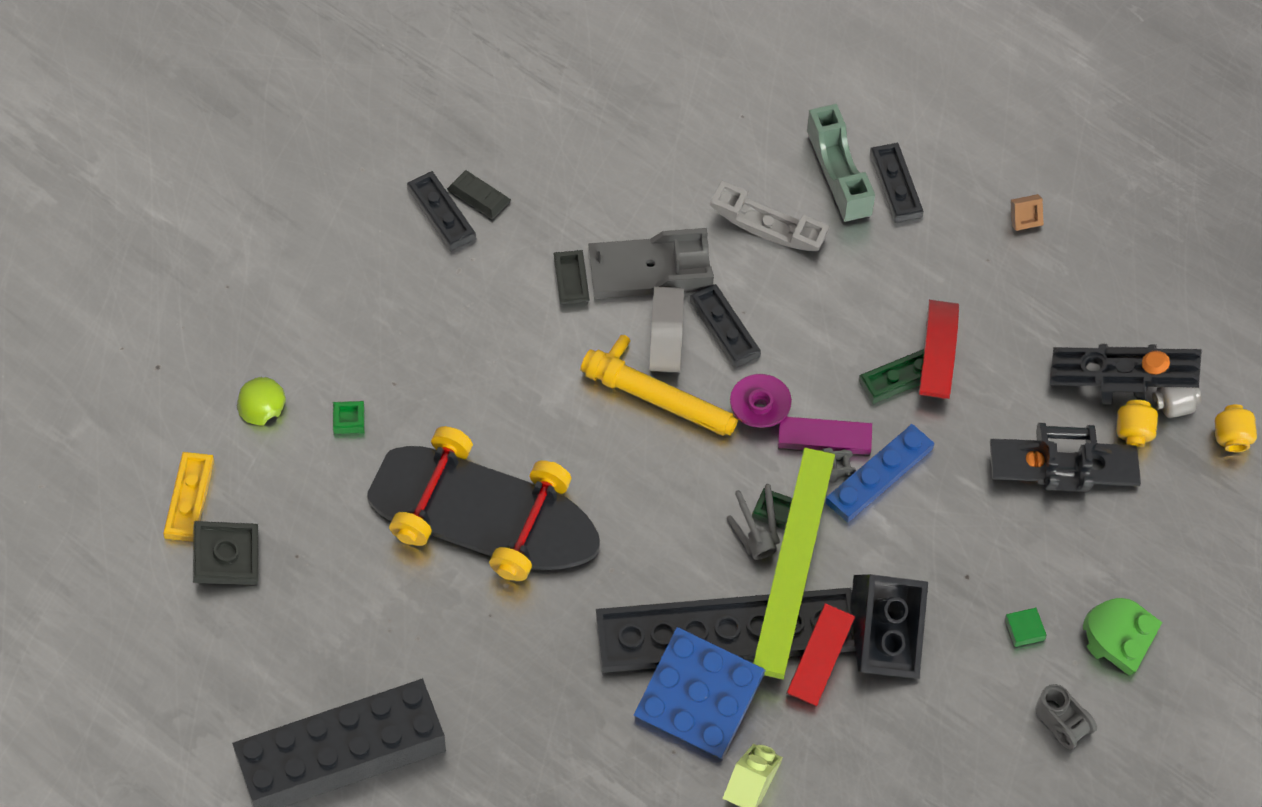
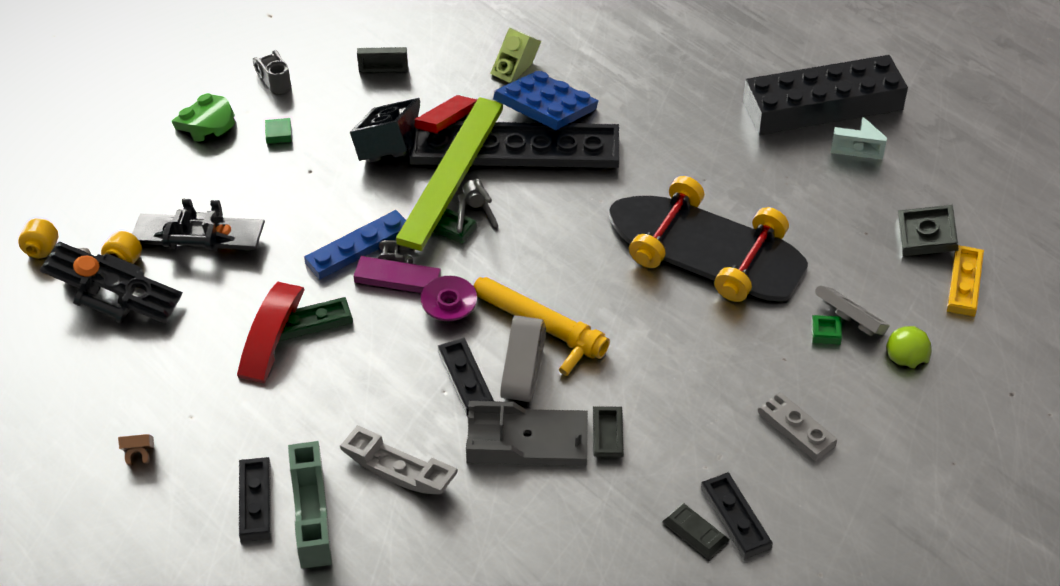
camera: 170 degrees left, 10 degrees down
(291, 673) = (866, 142): none -> light aqua slope
(320, 432) = (848, 309): none -> light grey hinge
(381, 303) = (798, 426): none -> light grey hinge
(927, 750) = (382, 59): none -> pearl dark grey tile

